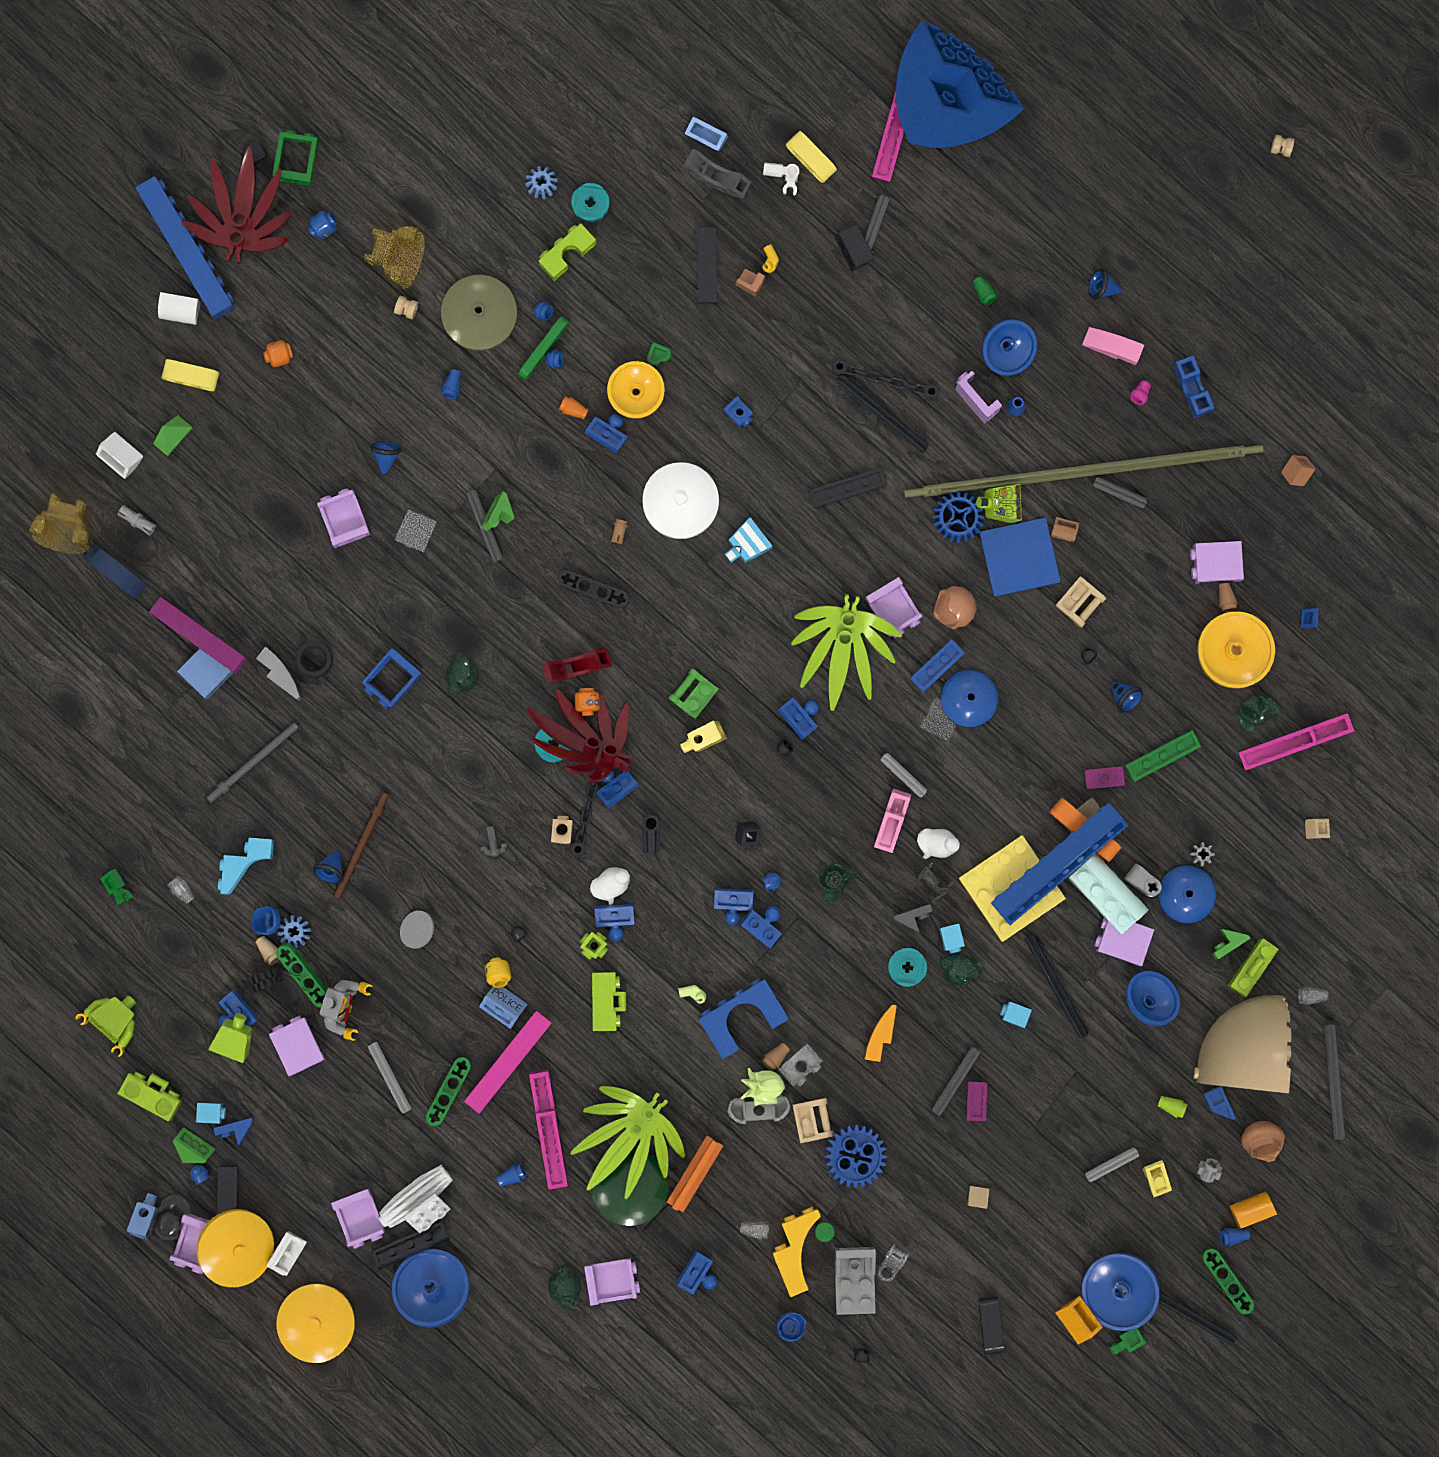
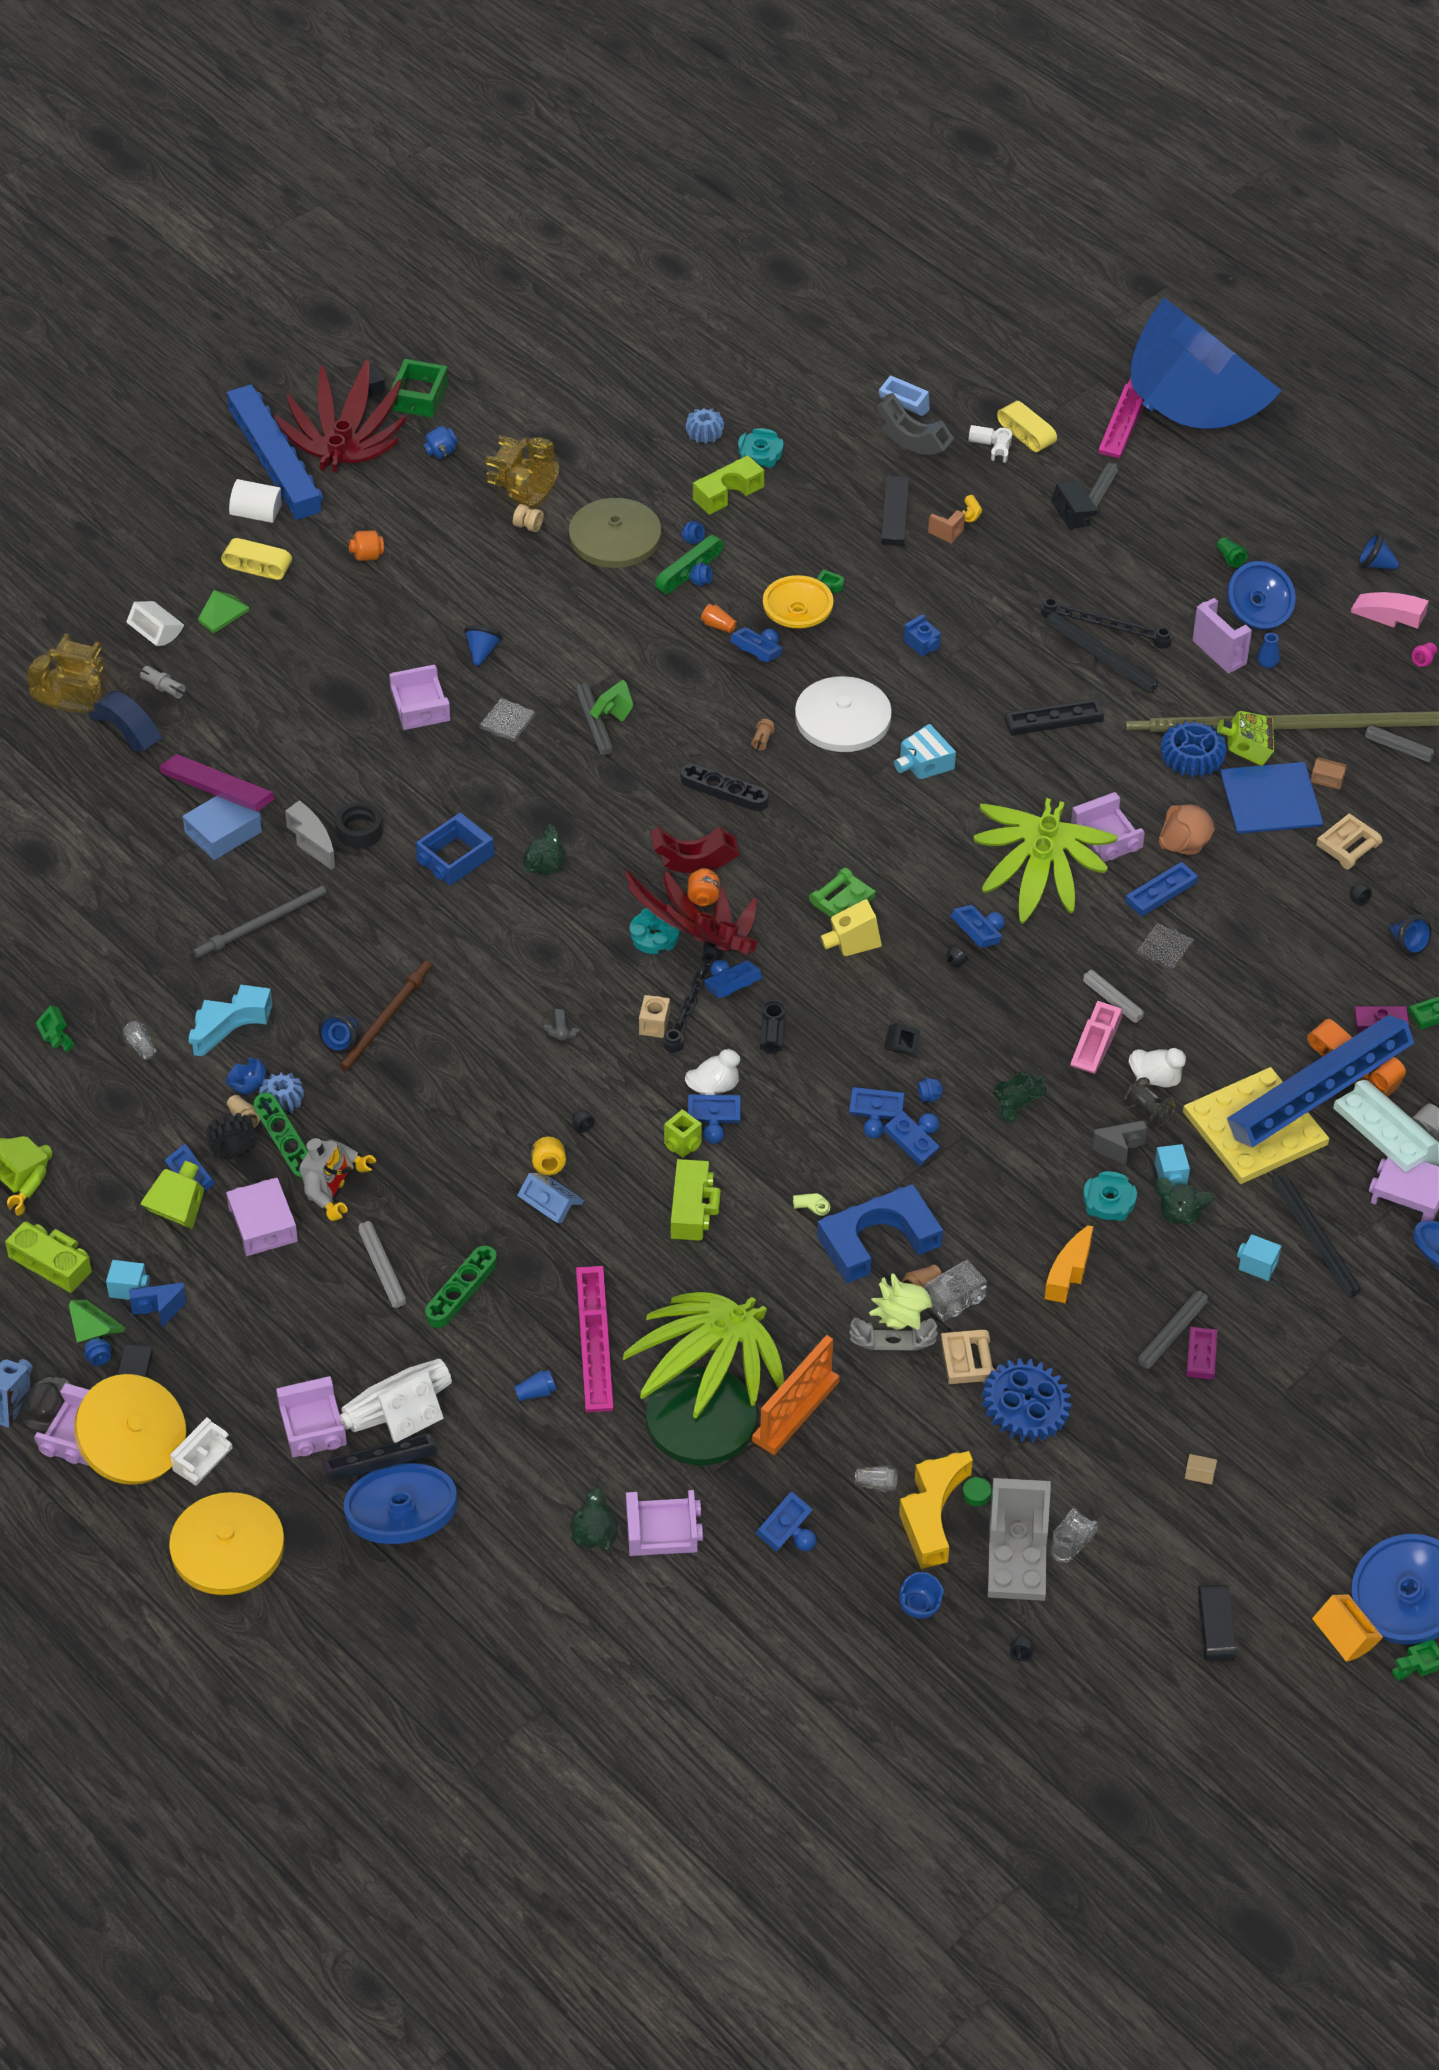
camera: 10 degrees right, 35 degrees down
(417, 929) = (446, 1102): light grey piece -> none
(452, 385) = (572, 590): blue cone -> none
(508, 1062) = (550, 1255): dark pink slope -> none
(961, 709) = (1203, 927): blue dish -> none
(1112, 1164) = (1395, 1444): light grey axle -> none

